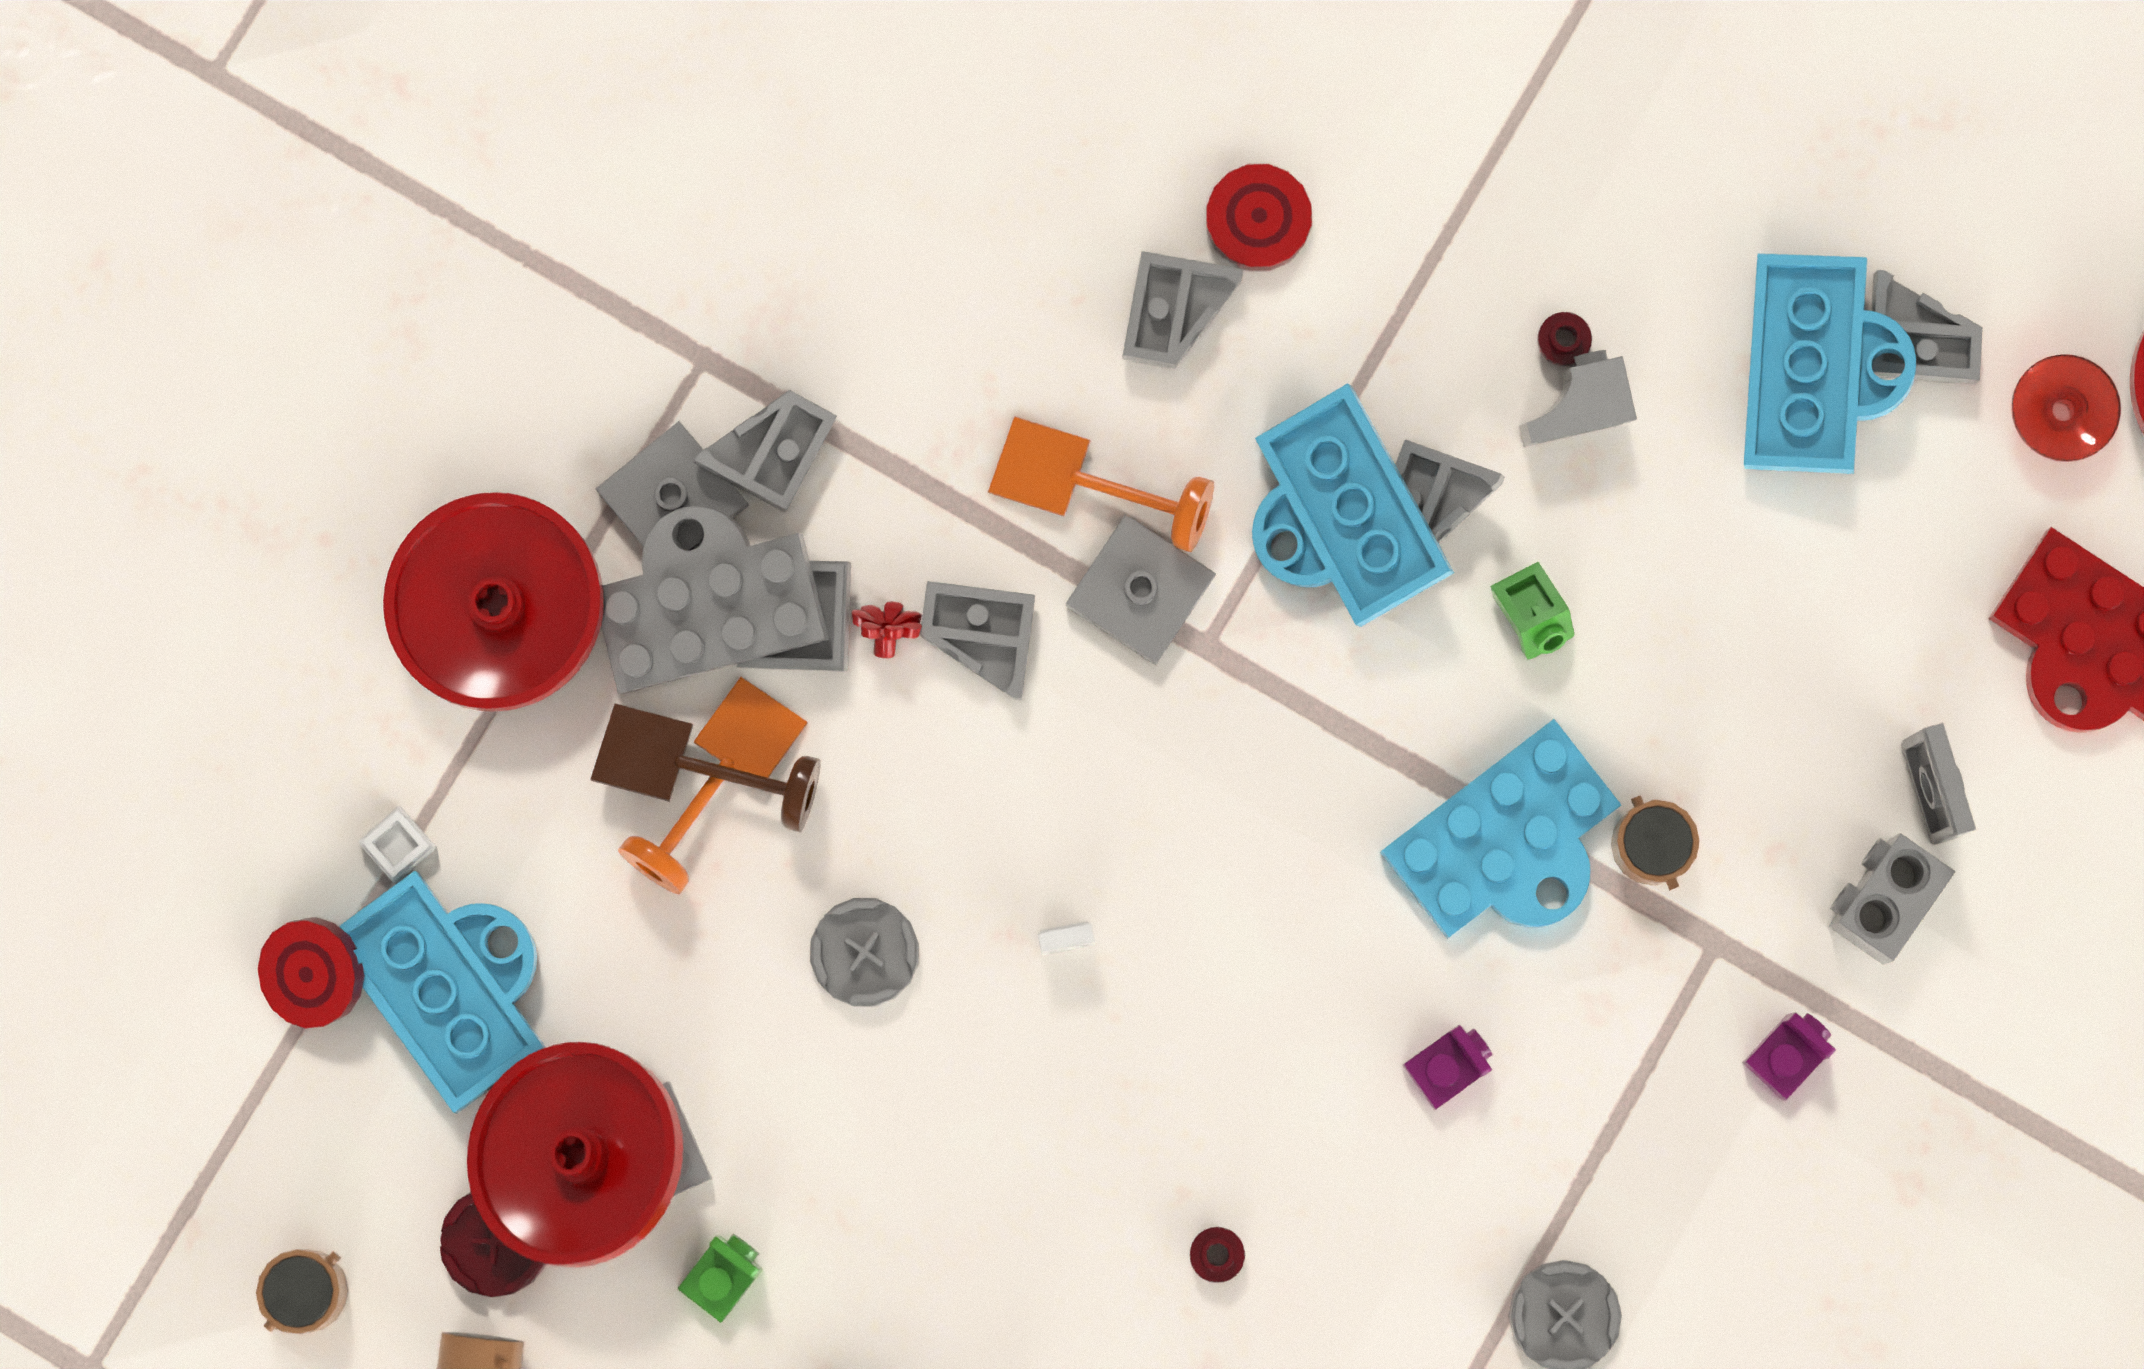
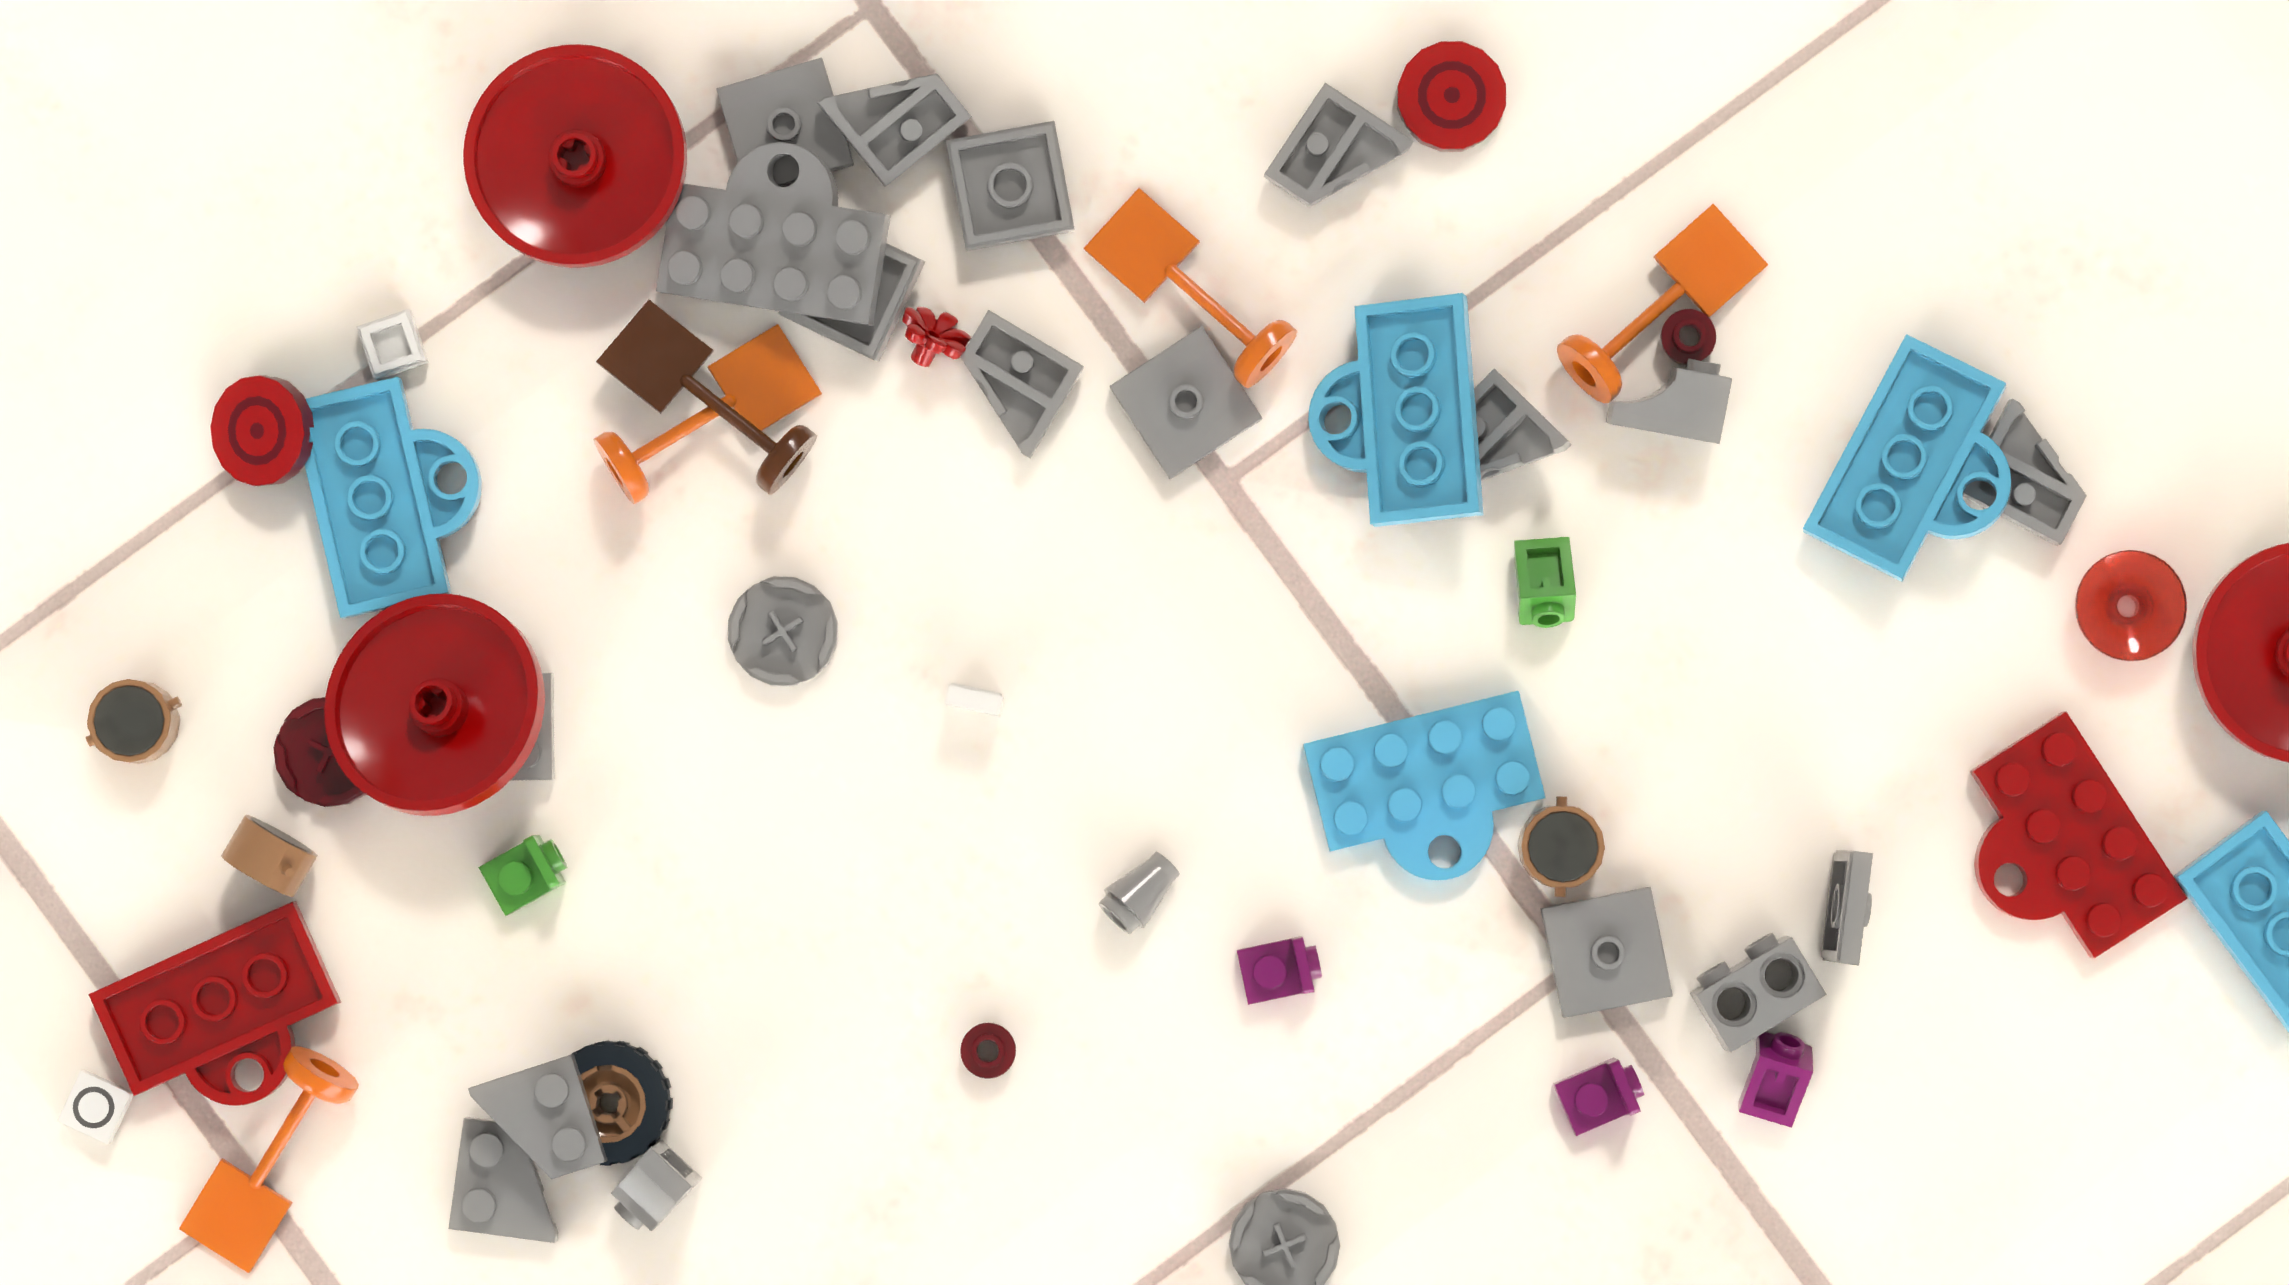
camera: 20 degrees right, 5 degrees up
(898, 463) = (1010, 185): none -> light grey plate
(1292, 1050) = (1137, 894): none -> light grey cone
(1553, 269) = (1705, 261): none -> orange piece
(1738, 921) = (1606, 952): none -> light grey plate
(1944, 968) = (1777, 1078): none -> magenta bracket

